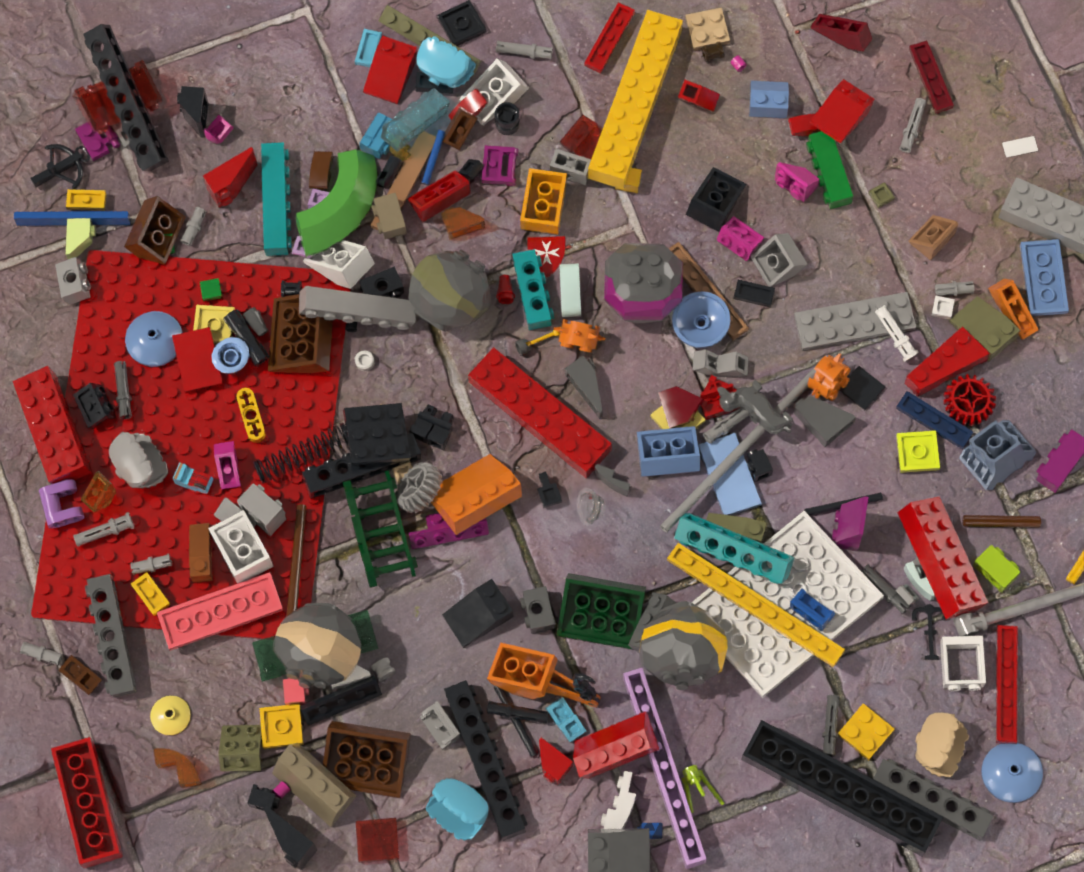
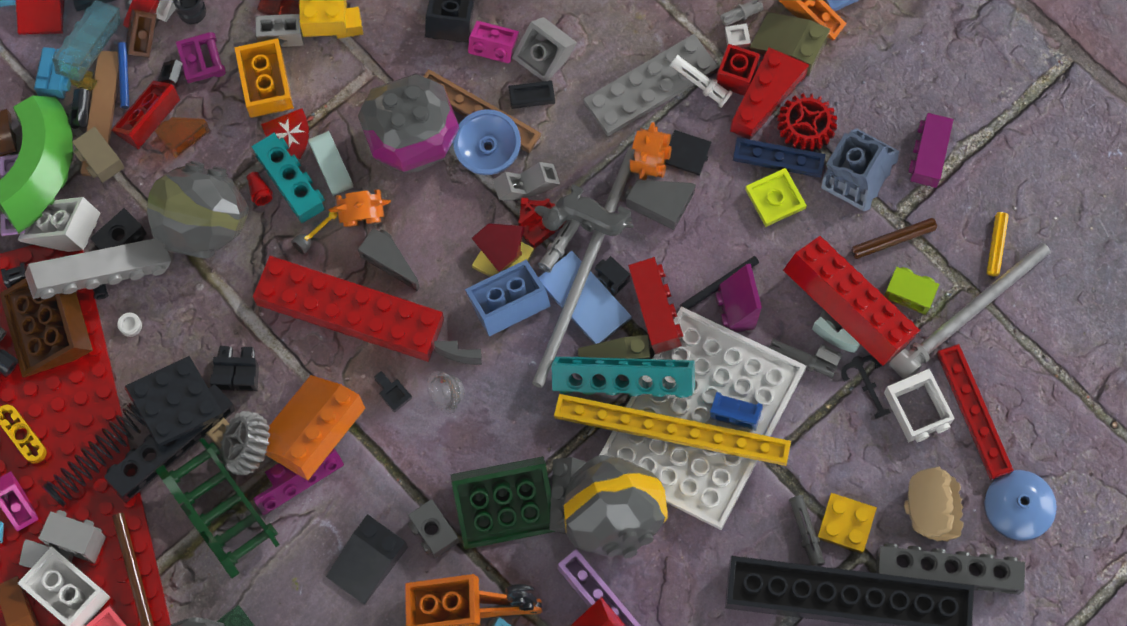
camera: 25 degrees left, 0 degrees up
(783, 501) = (655, 306): none -> red brick
(929, 334) = (737, 69): none -> red head

